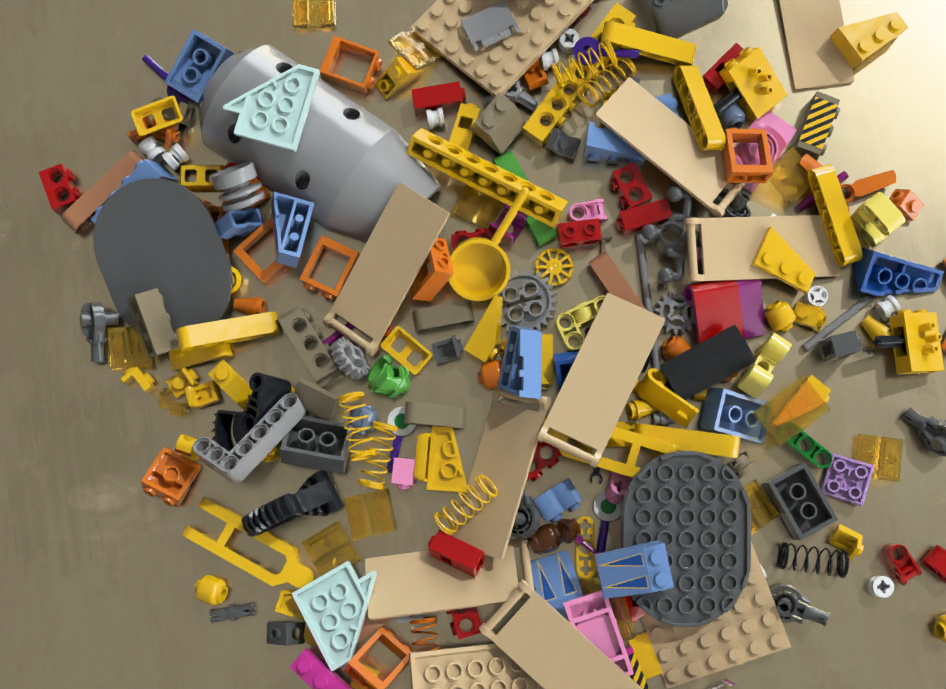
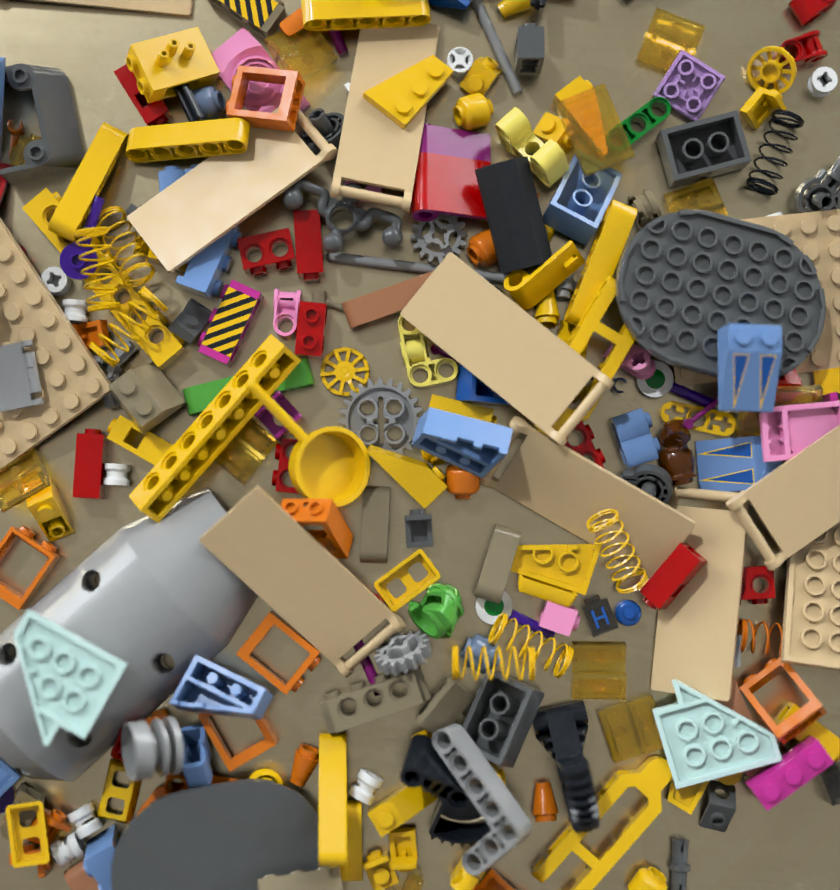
camera: 80 degrees left, 5 degrees up
(245, 356) = (366, 786): none -> white wheel
(258, 495) = (544, 803): none -> orange cone
(413, 503) = (598, 615): none -> clear smoke brick
(420, 526) = (627, 612): none -> blue piece
(521, 84) = (112, 362): none -> yellow piece
(569, 173) = (229, 322): none -> brick
(781, 380) = (552, 128): none -> yellow bracket
(879, 542) = (772, 69): none -> yellow wheel

